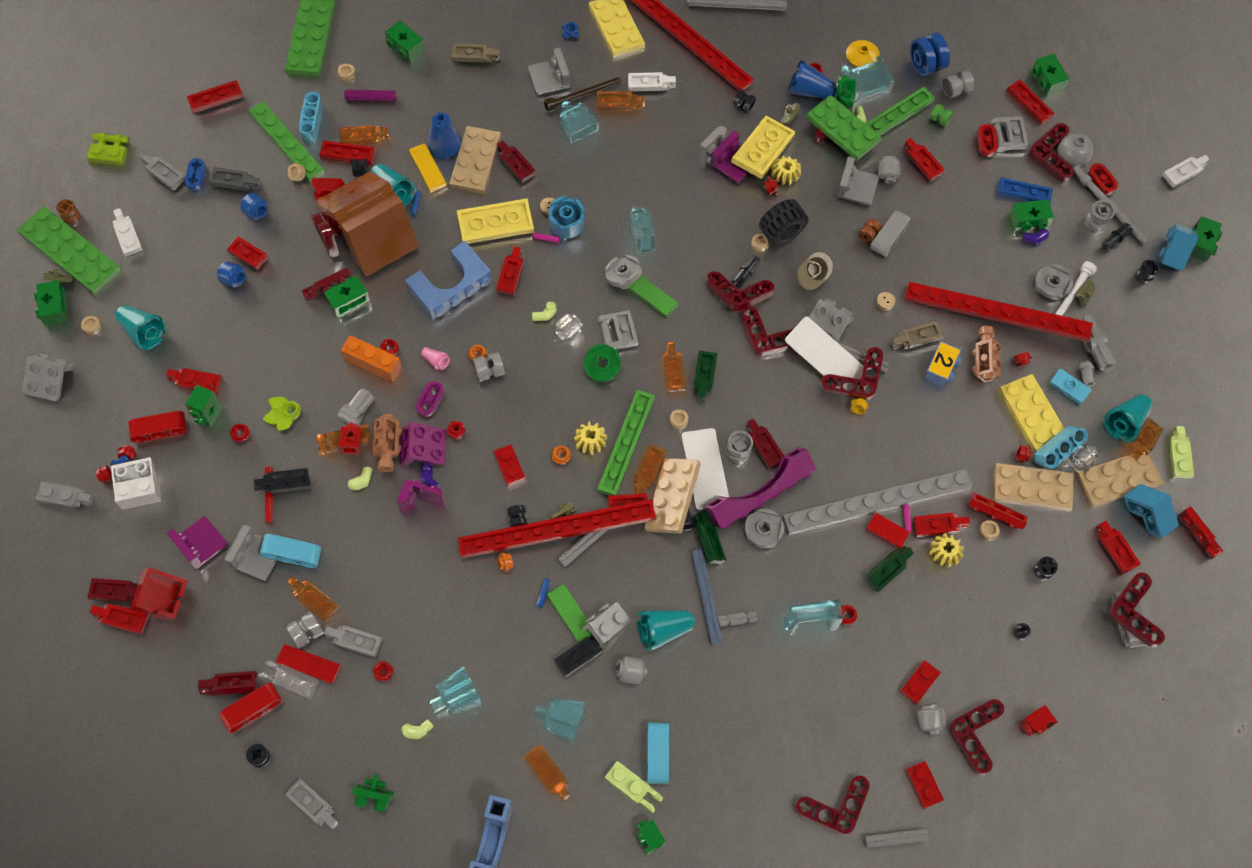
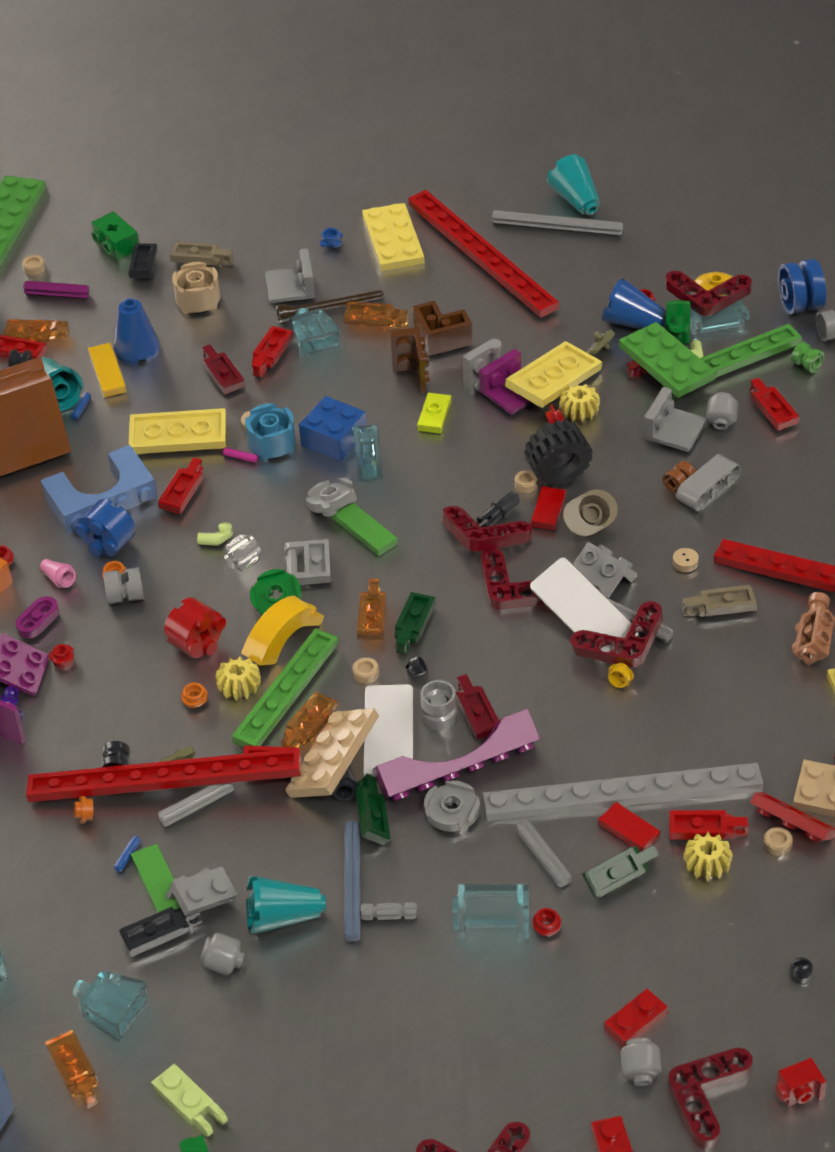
camera: 15 degrees right, 20 degrees down
(431, 63) = (142, 260): none -> black plate
(464, 319) = (105, 528): none -> blue brick
(475, 160) = (170, 366): tan plate -> none
(480, 88) = (196, 288): none -> tan brick
(509, 465) = (122, 702): red plate -> none
(548, 139) = (270, 349): none -> red hinge
(551, 401) = (194, 628): none -> red brick
(611, 210) = (330, 428): none -> blue brick
(612, 394) = (276, 627): none -> yellow arch
(650, 81) = (409, 296): white hinge -> none
(654, 136) = (408, 354): none -> reddish brown bracket
(658, 753) = (233, 1060): medium azure beam -> none
(673, 115) = (442, 331): none -> reddish brown brick
(681, 187) = (434, 413): none -> neon yellow plate
(715, 412) = (416, 667): none -> black hinge
(744, 100) = (542, 324): black wheel -> none
(780, 265) = (548, 508): none -> red tile
(834, 559) = (543, 853): none -> light grey axle
(861, 70) = (708, 302): none -> dark red beam
(907, 517) = (661, 814): dark pink piece -> none
(942, 364) = (749, 636): brick -> none

